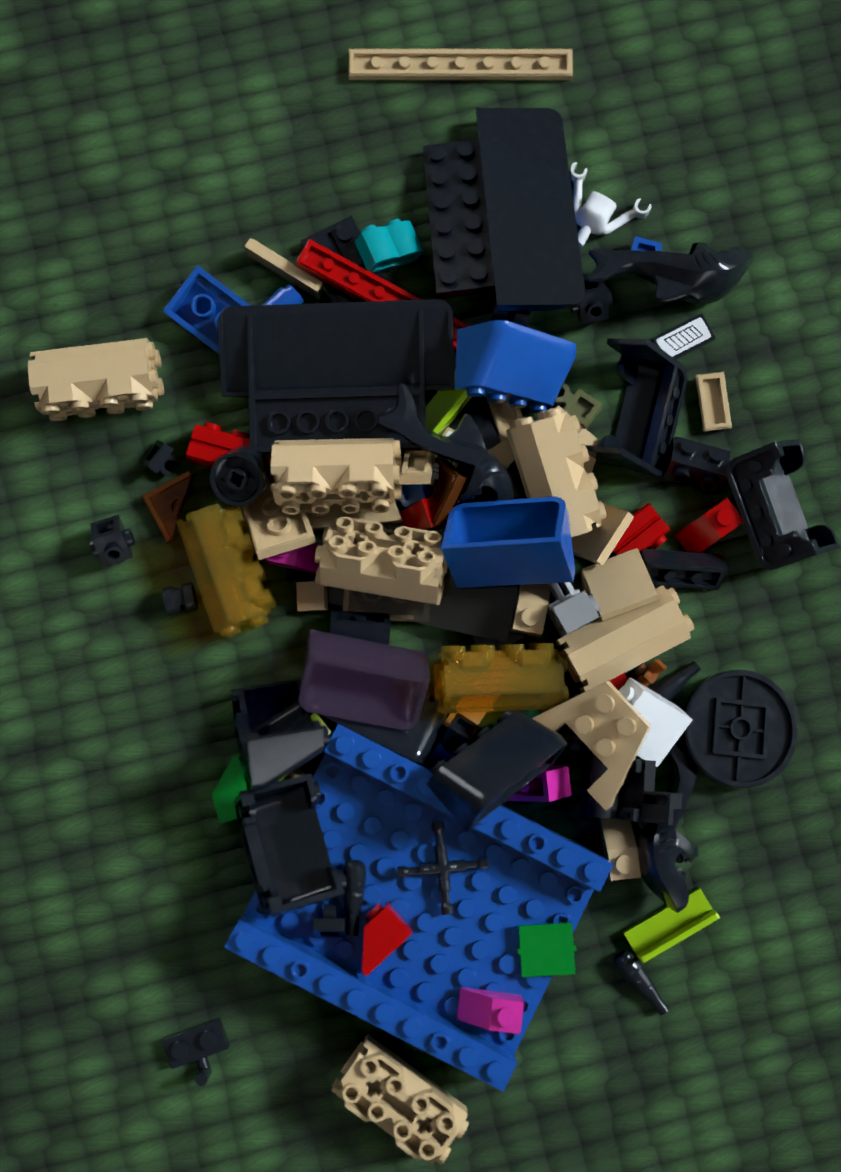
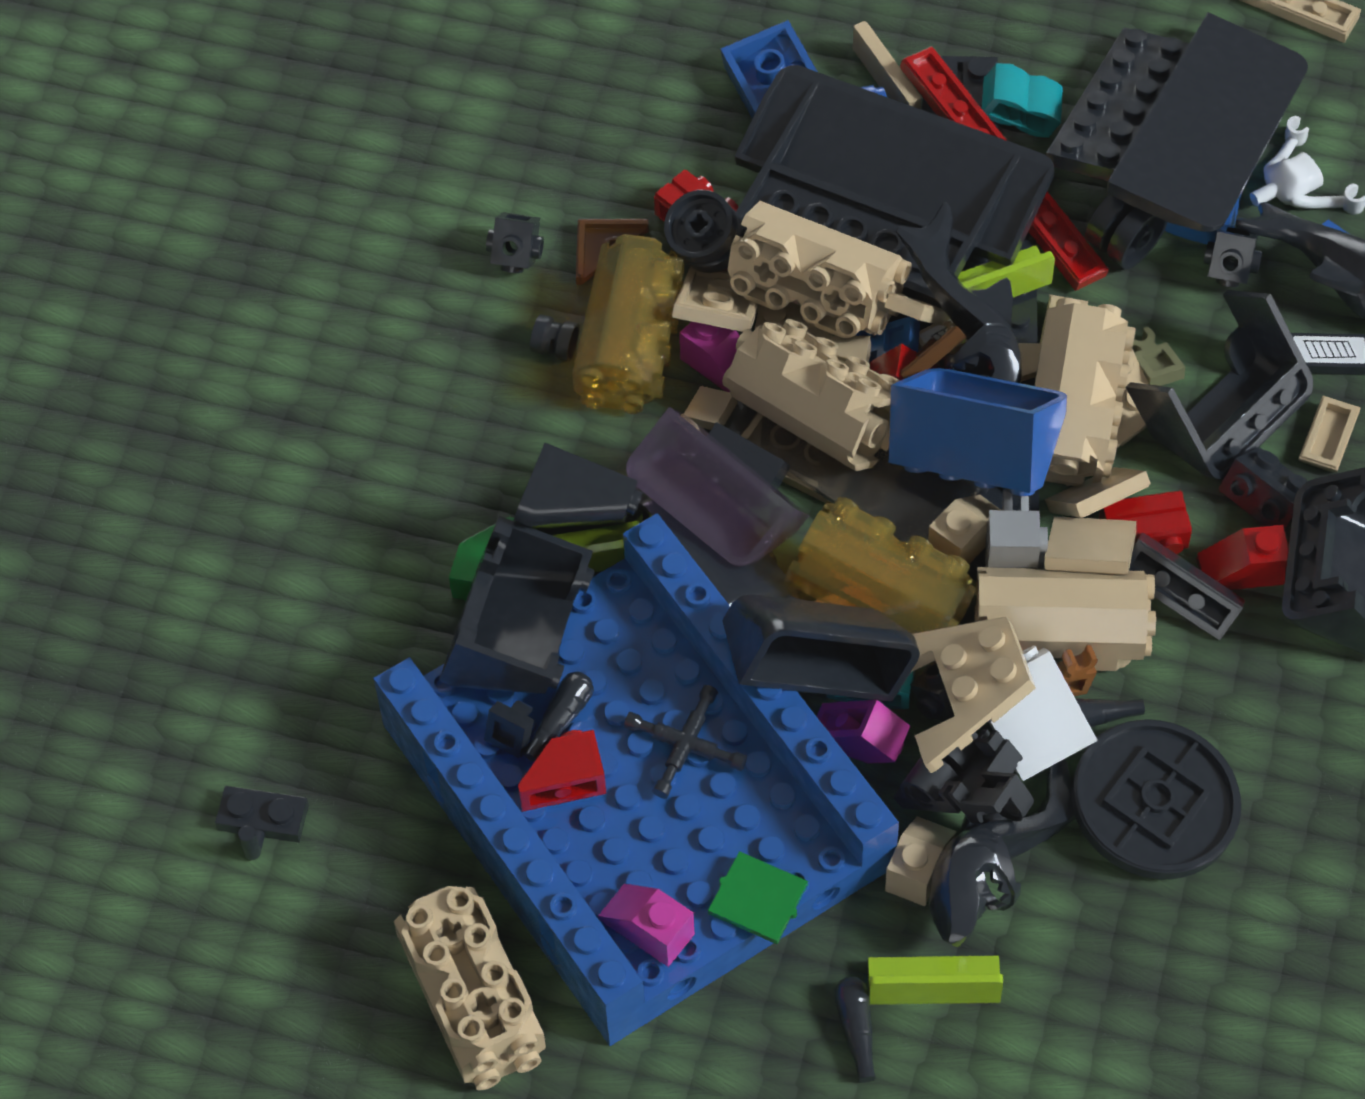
camera: 35 degrees right, 25 degrees down
(95, 377) = (616, 79): tan brick -> none
(157, 456) = (623, 188): black tile -> none
(512, 364) = (1096, 250): blue windscreen -> none

